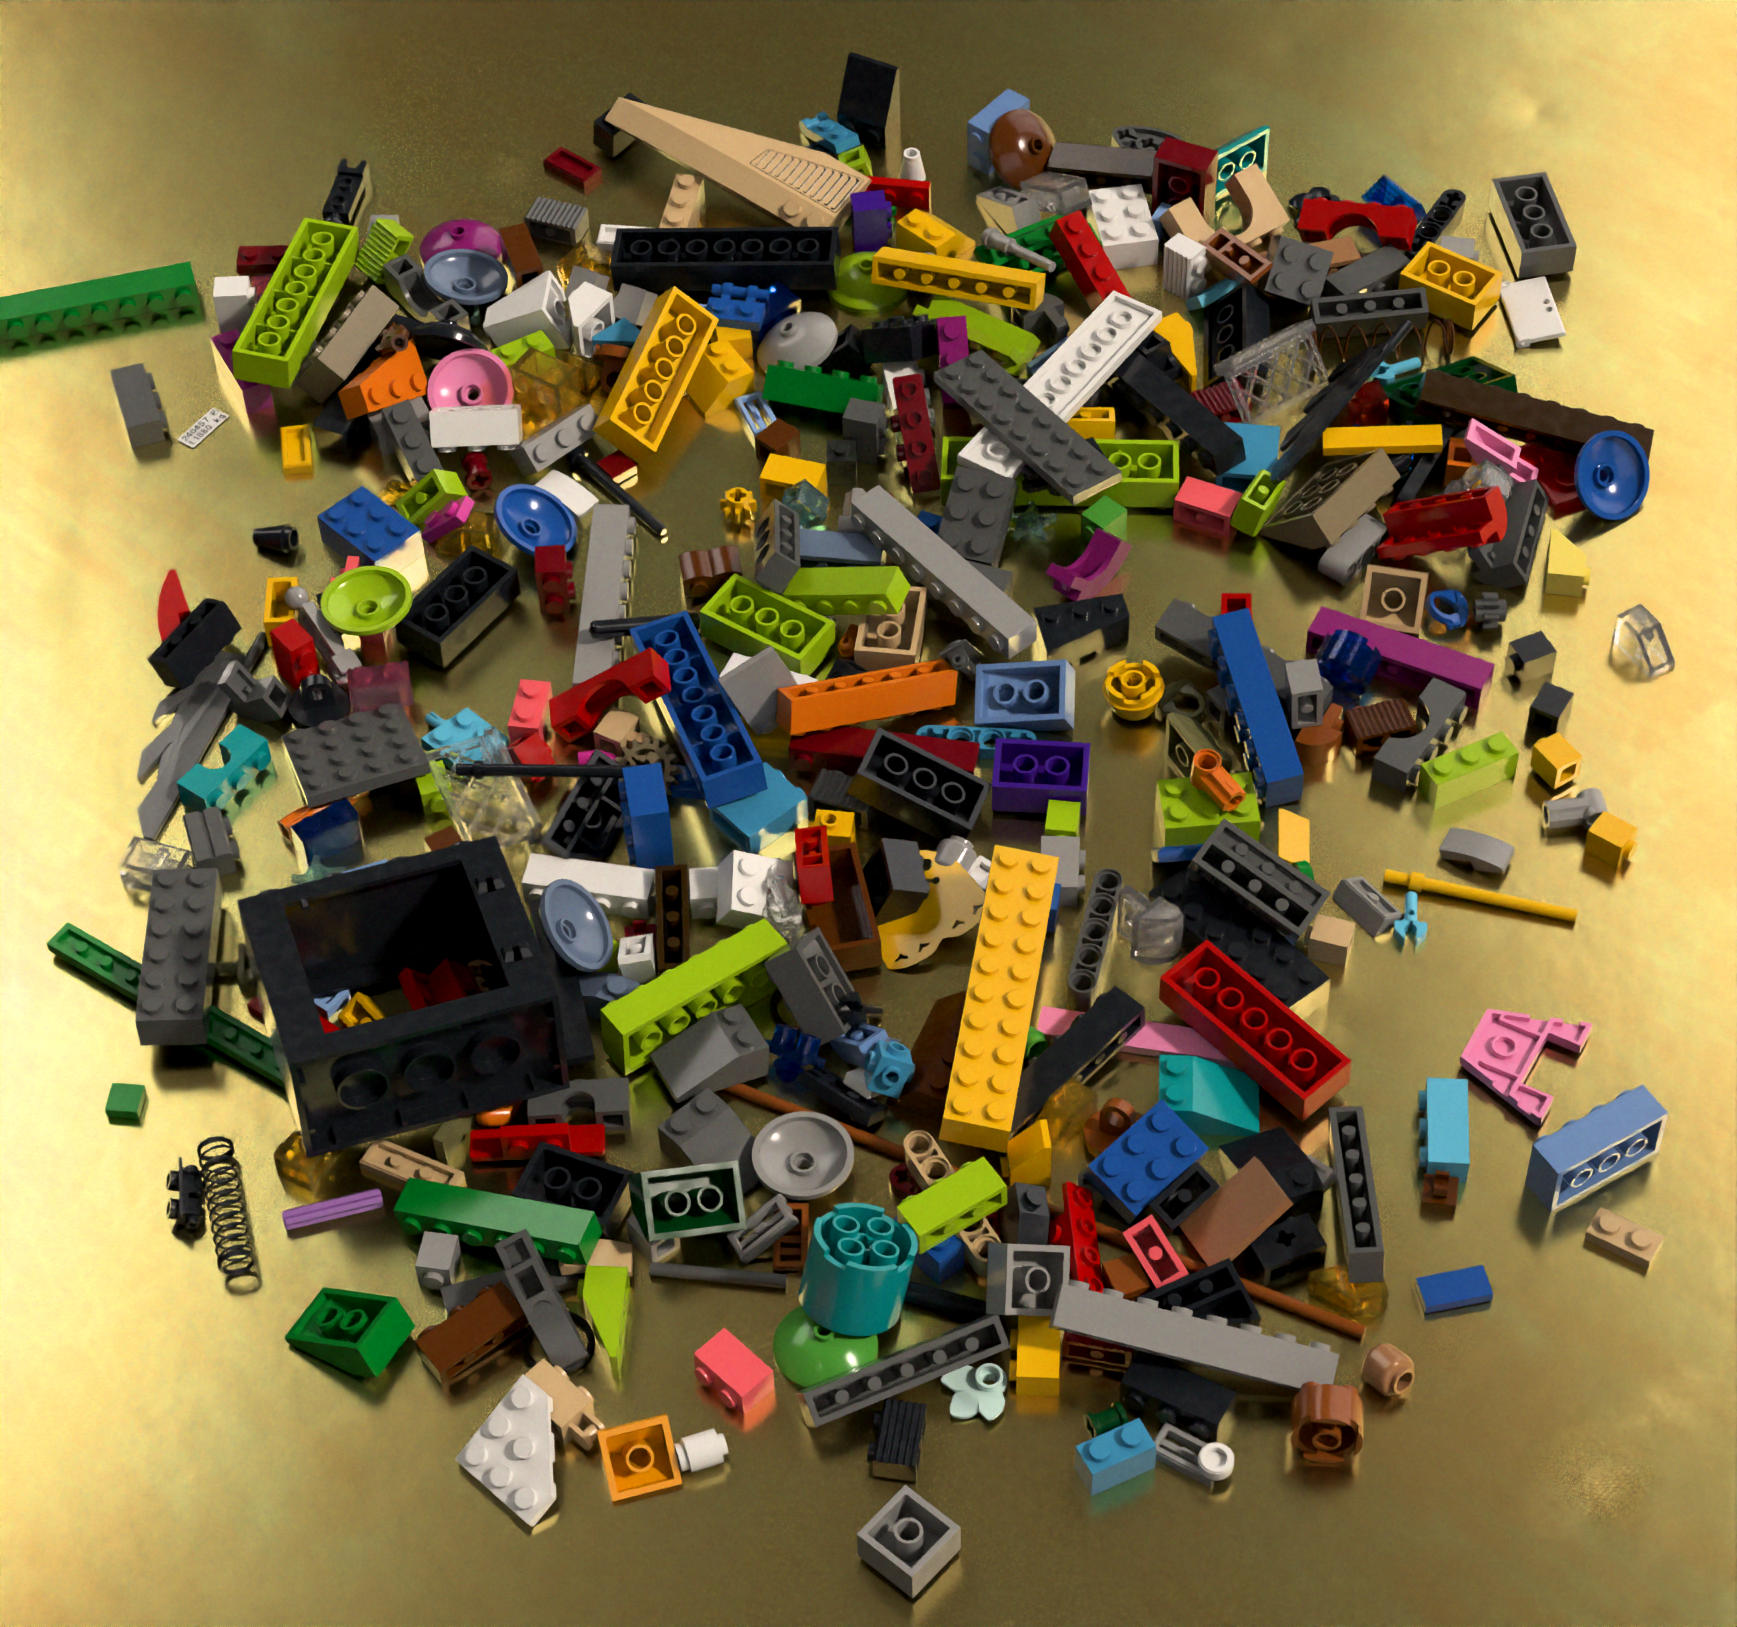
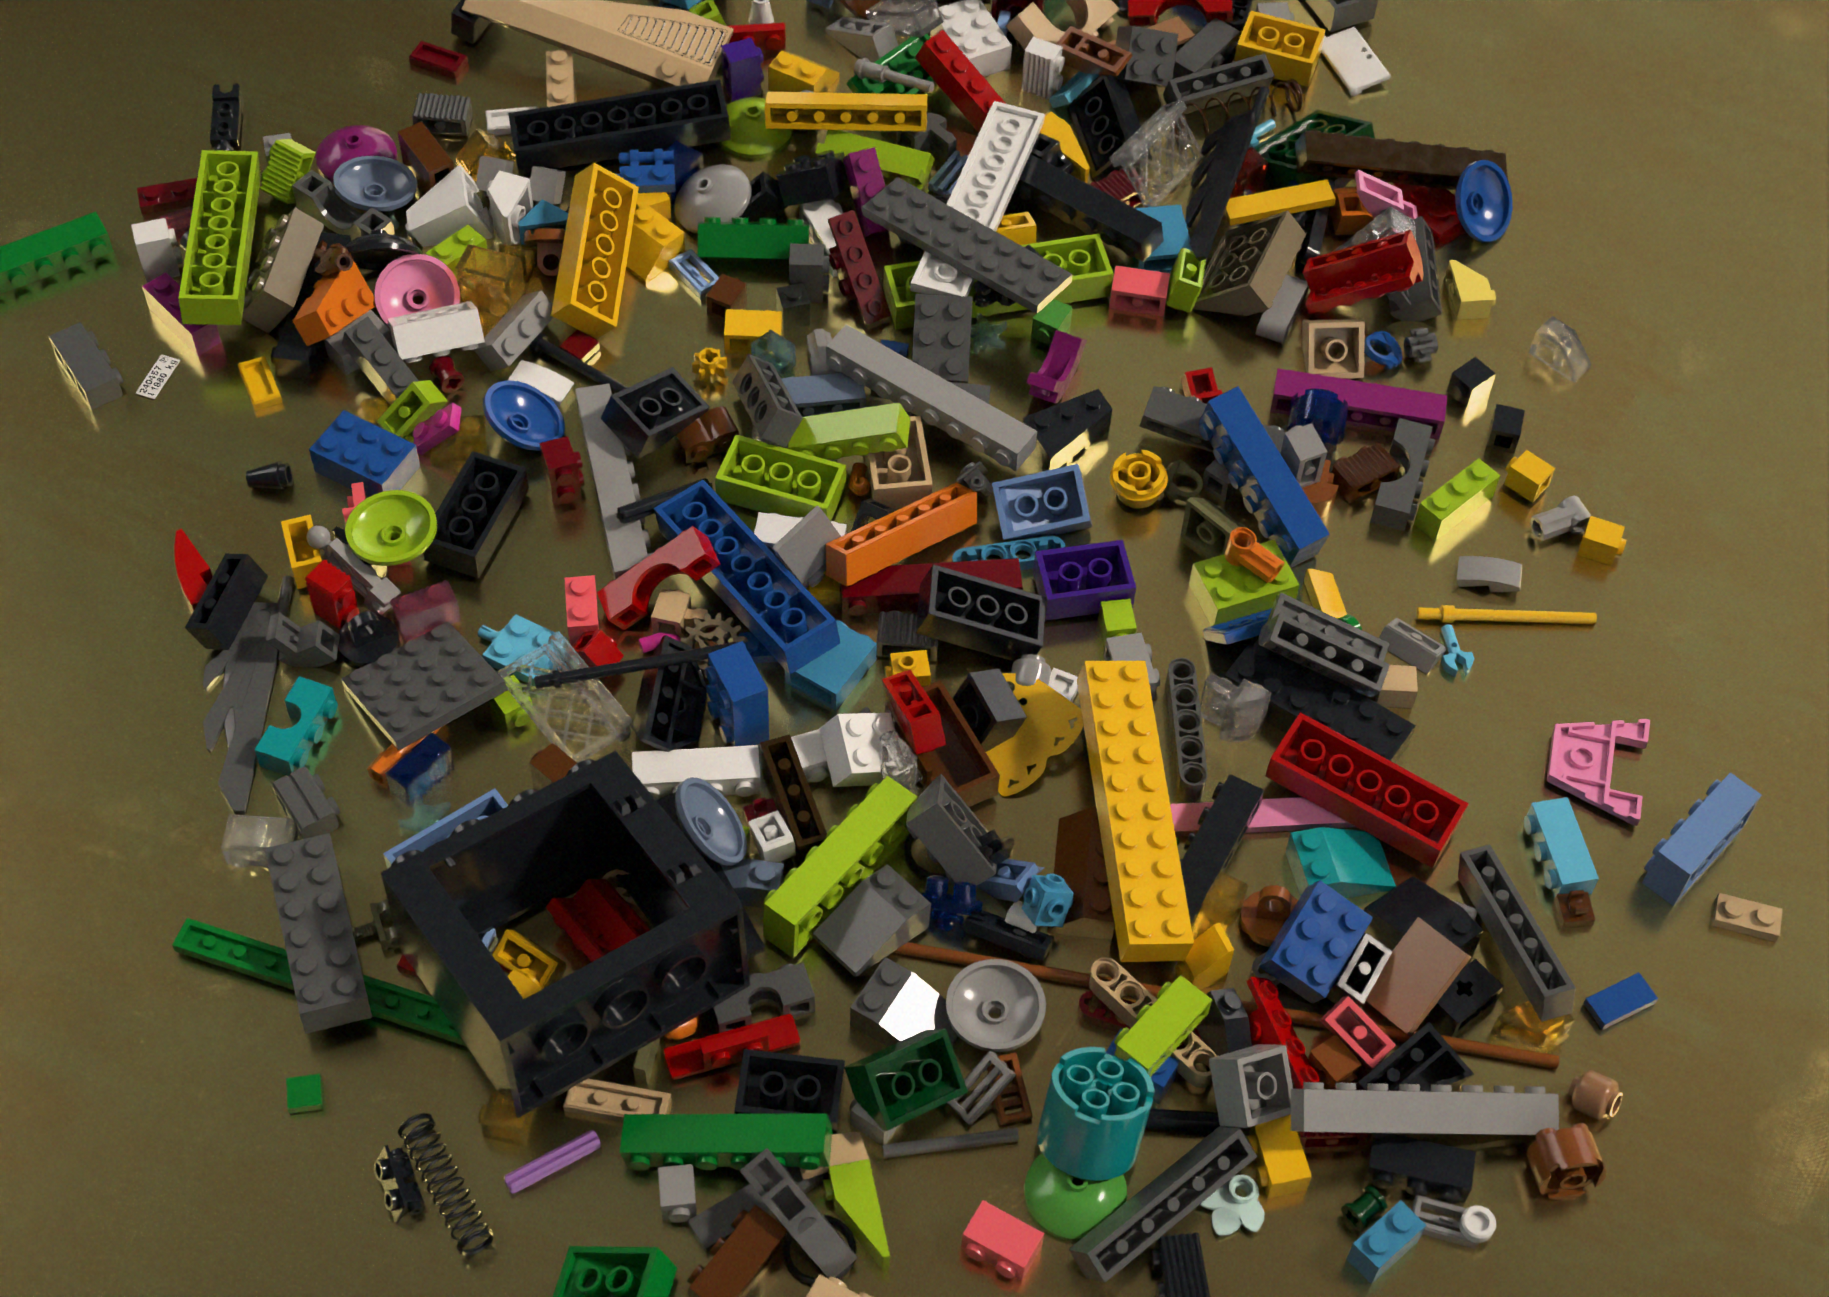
camera: 20 degrees left, 5 degrees up
(659, 537) = (653, 411): none -> black slope

